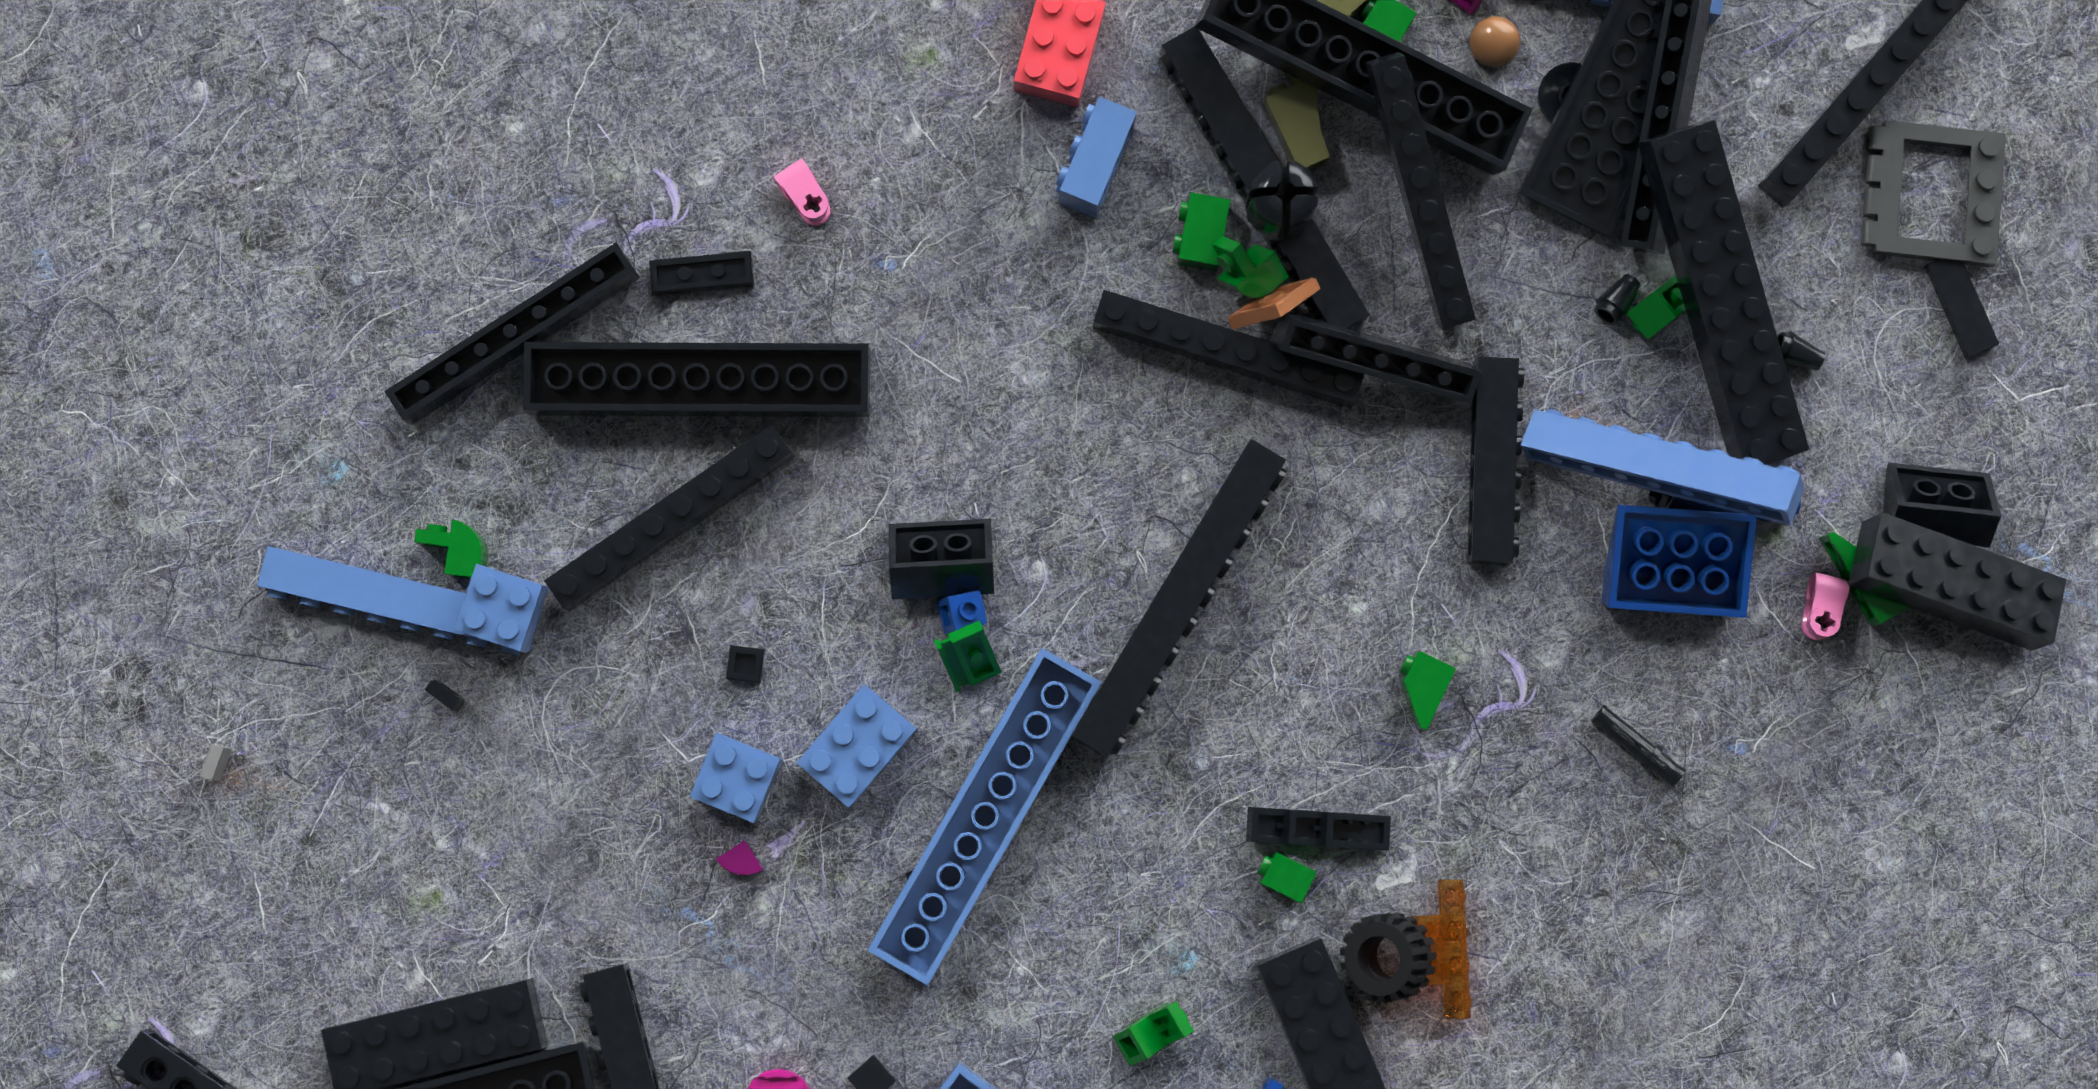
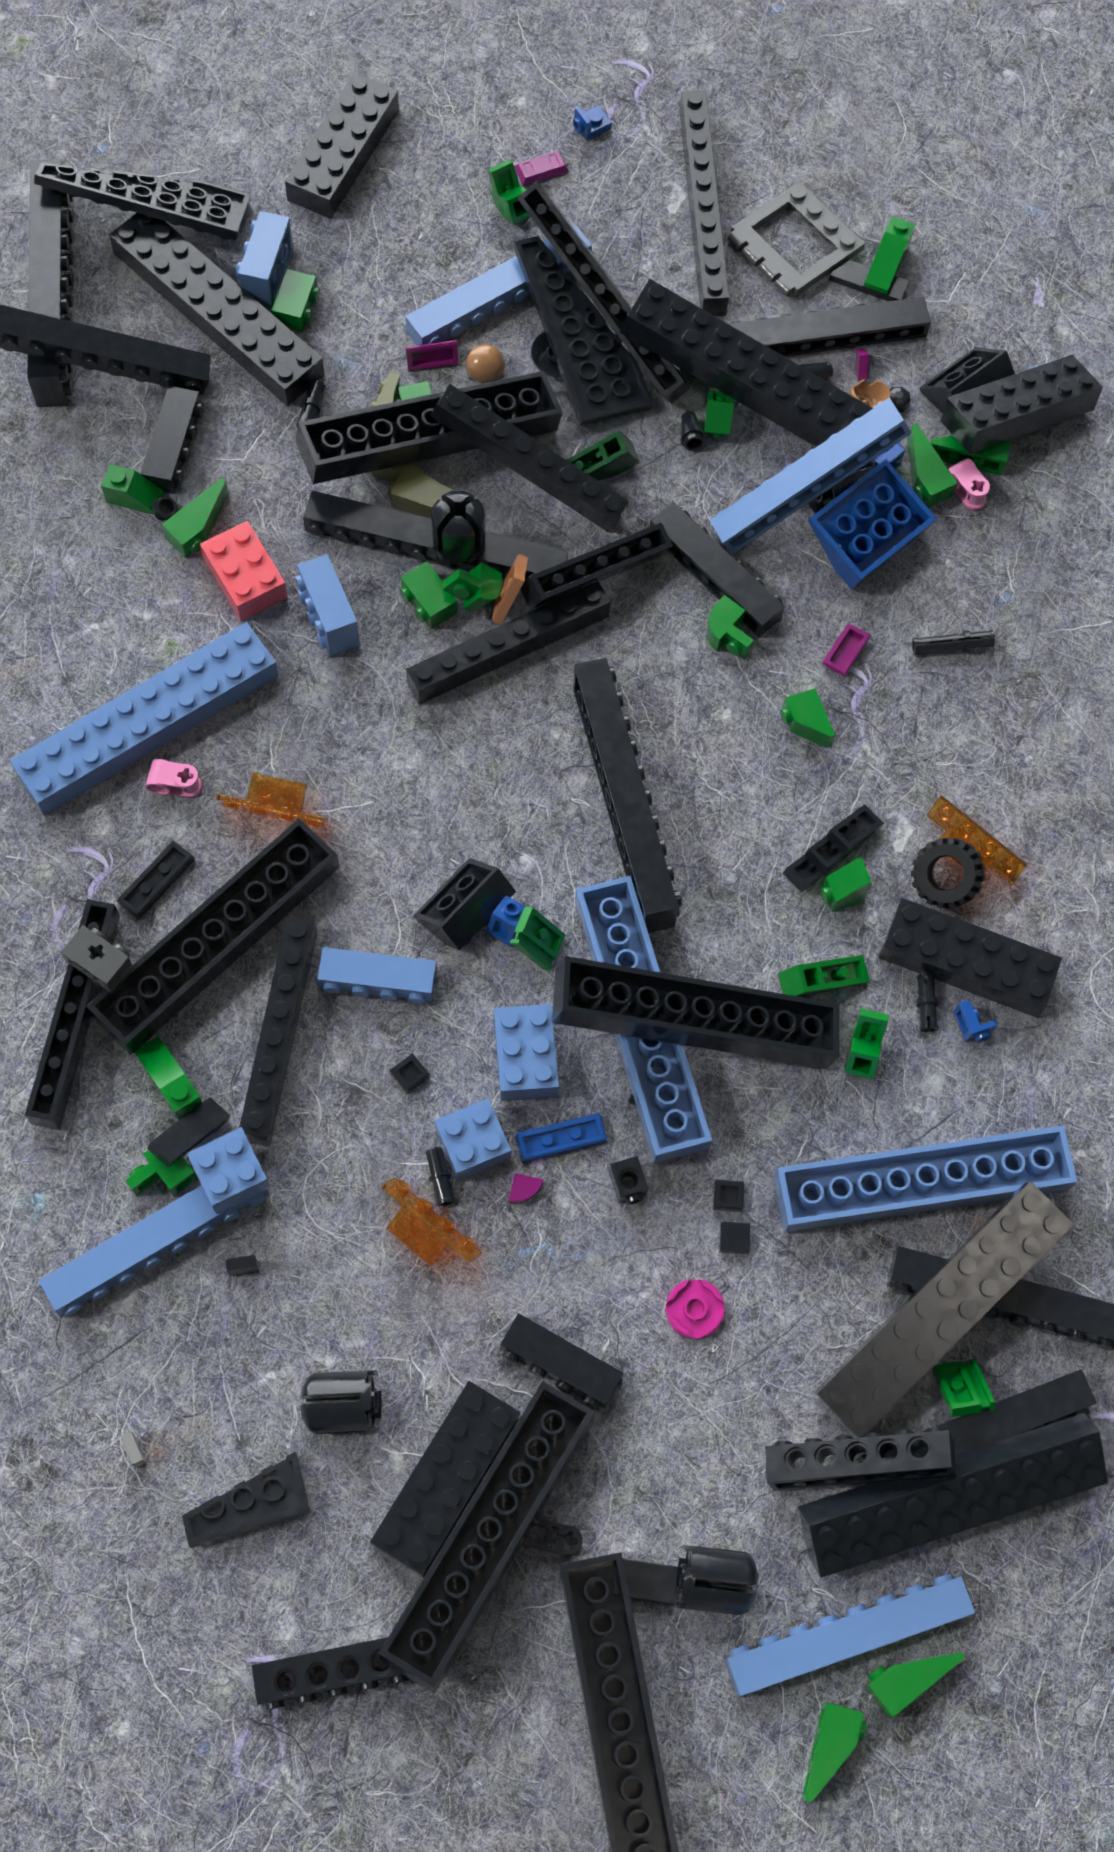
camera: 45 degrees left, 15 degrees down
(271, 902) = (250, 1505): none -> black wing
(411, 892) = (341, 1402): none -> black cylinder
(508, 537) = (188, 1132): none -> black tile
(540, 468) = (168, 1077): none -> green slope
(557, 294) = (105, 971): none -> dark grey brick
(624, 812) = (423, 1228): none -> clear orange bracket
(680, 780) = (440, 1176): none -> black axle
(802, 550) = (377, 975): none -> medium blue brick
(815, 848) = (561, 1137): none -> blue tile
(834, 110) = (144, 718): none -> medium blue brick
(840, 931) = (628, 1168): none -> black brick
(873, 297) = (276, 796): none -> clear orange bracket
(904, 1038) = (728, 1195): none -> black tile
(1023, 866) = (695, 1012): none -> black brick
(1182, 935) = (823, 976): none -> green slope
(1251, 1047) = (927, 1002): none -> black pin
(1442, 520) = (723, 628): none -> green brick
(1498, 247) = (607, 457): none -> dark green slope
(1532, 655) = (846, 649): none -> magenta tile
(1796, 561) = (928, 473): none -> green slope
(1826, 429) = (870, 393): none -> medium nougat hair
(1852, 455) = (900, 398): none -> black tile
(1857, 387) = (862, 364): none -> magenta tile
(1862, 320) = (840, 327): none -> black brick
(2004, 301) = (889, 255): none -> green slope

